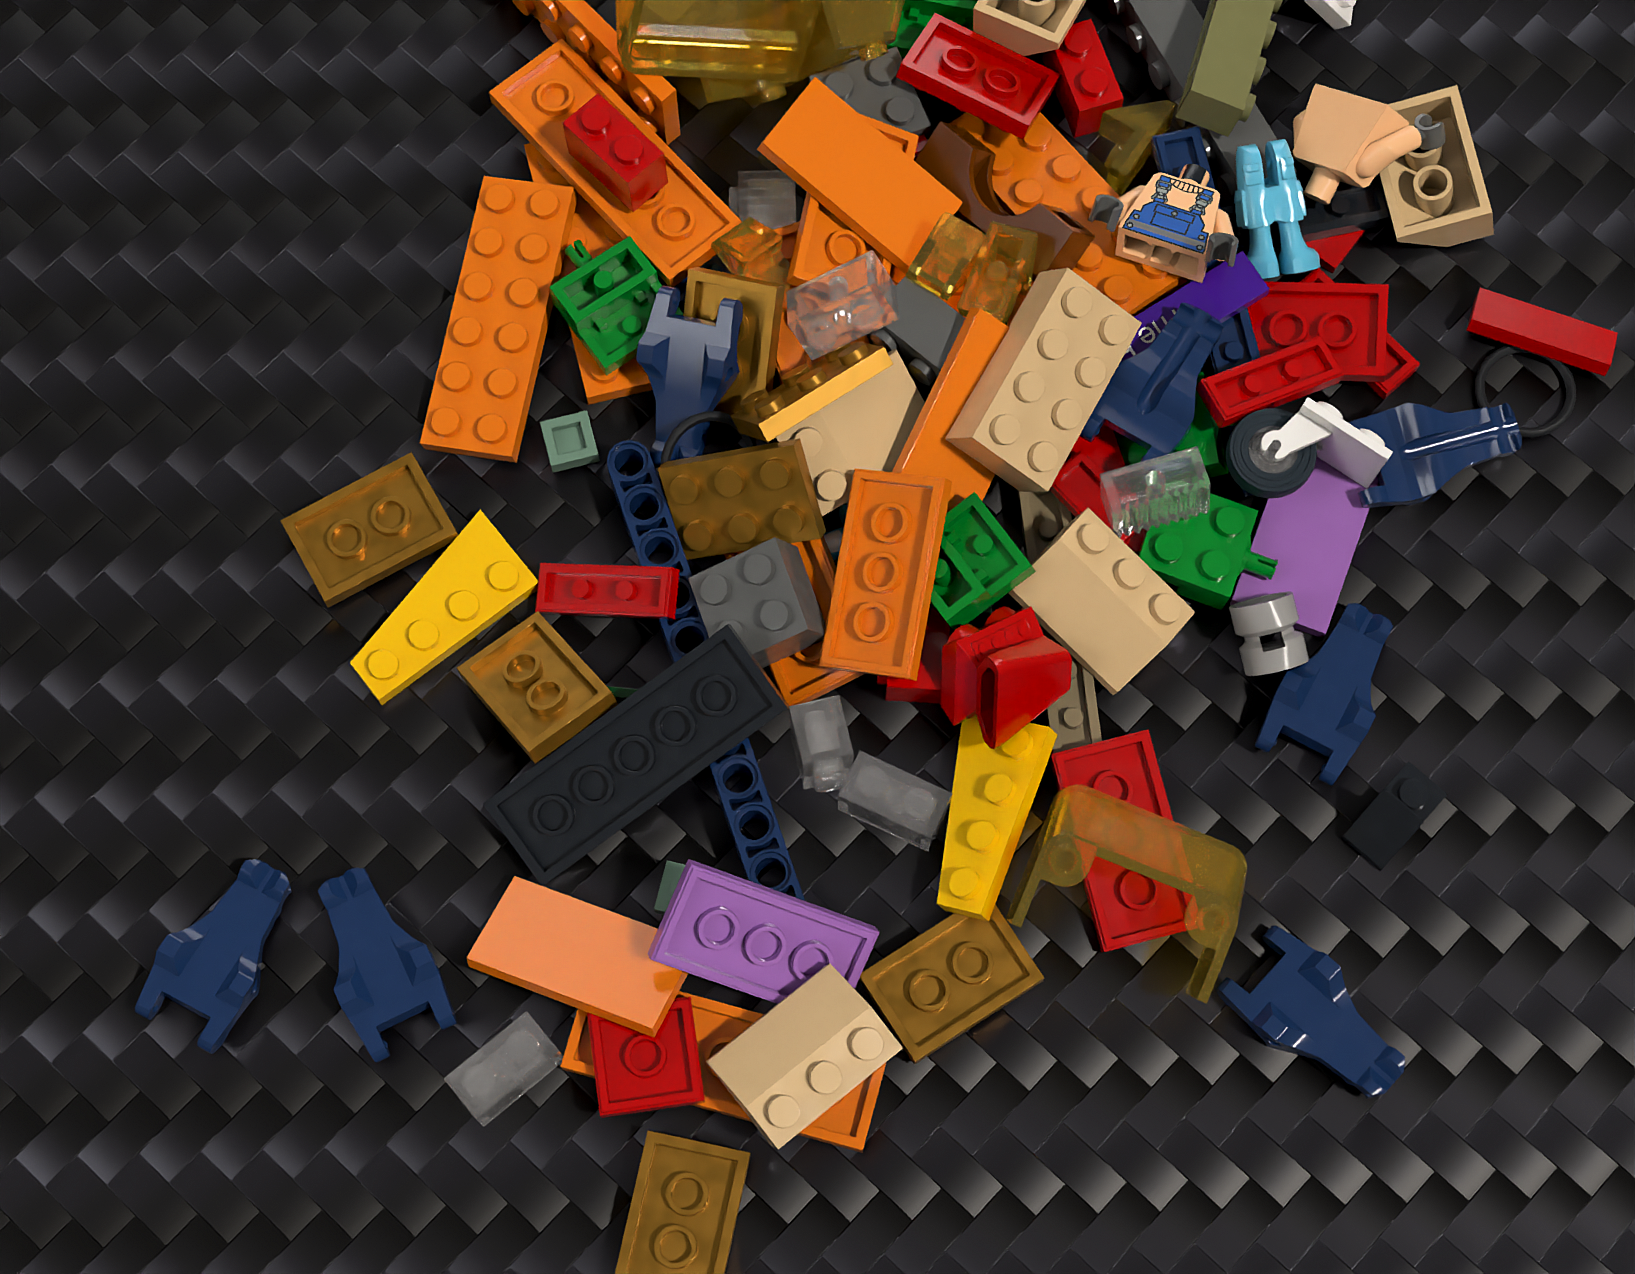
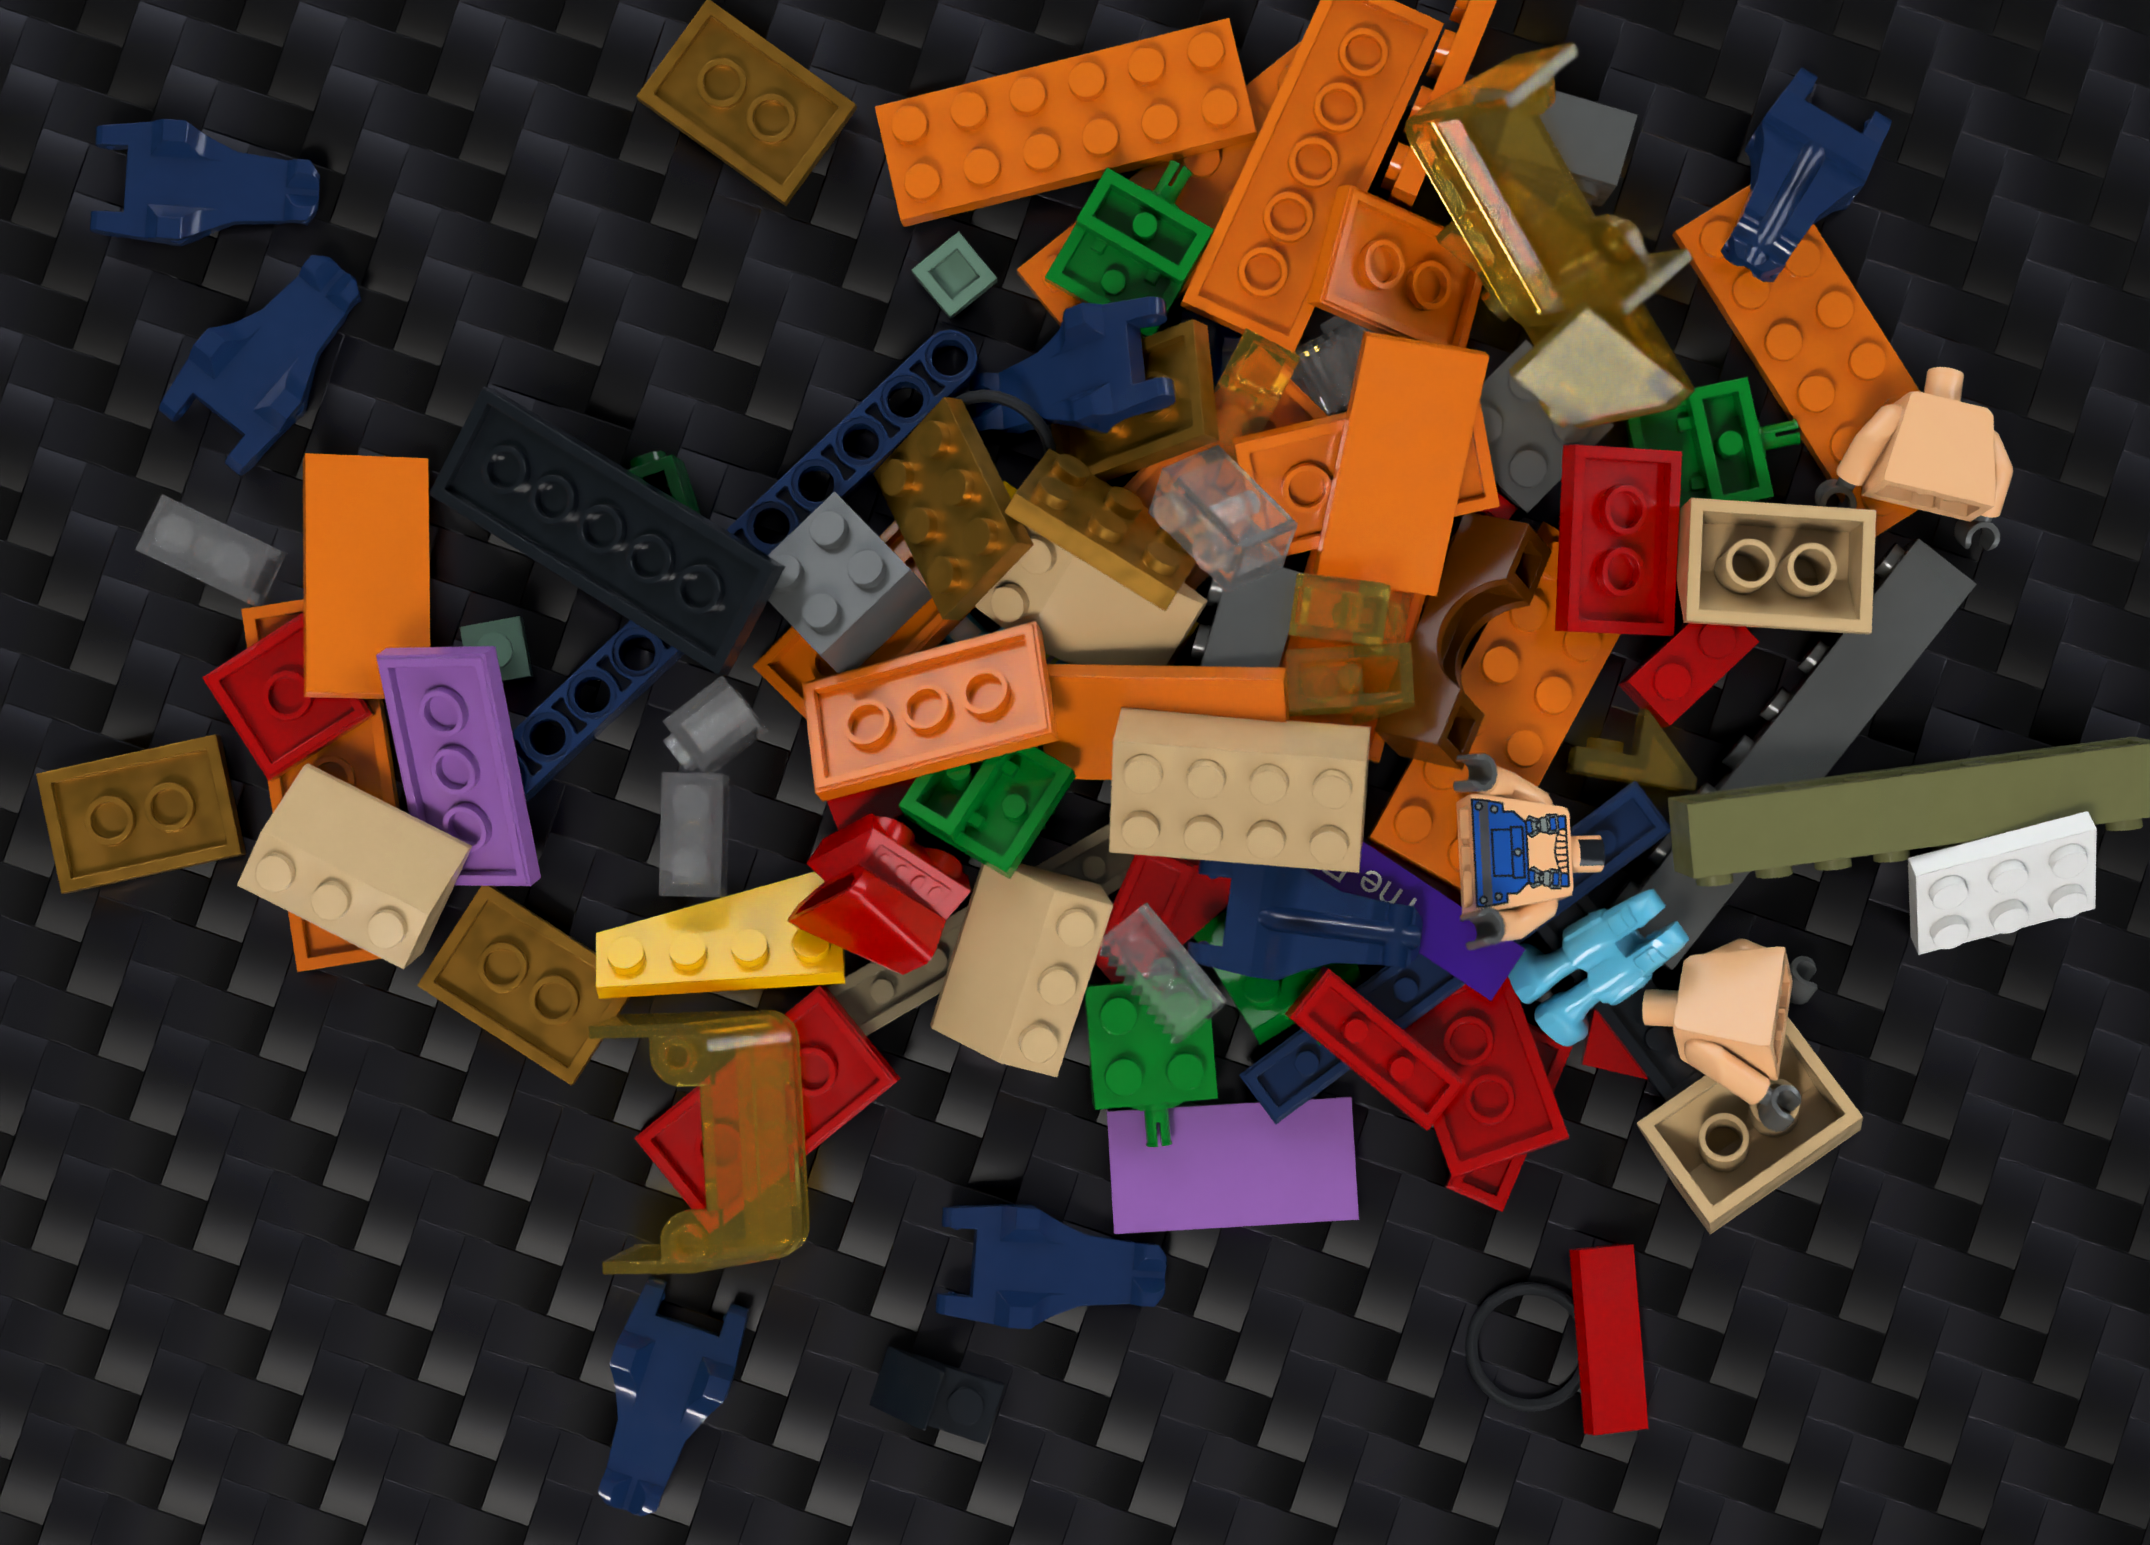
camera: 65 degrees right, 15 degrees up
(451, 604) = (707, 236): yellow wing -> none
(537, 686) = (639, 381): pearl gold plate -> none
(607, 590) = (787, 406): red tile -> none
(615, 152) = (1304, 163): red brick -> none
(715, 141) = (1391, 272): none -> orange tile
(1266, 616) = (1079, 1166): light grey wheel -> none
(1277, 451) = (1288, 1090): plate -> none
(1434, 447) = (1388, 1259): dark blue animal -> none

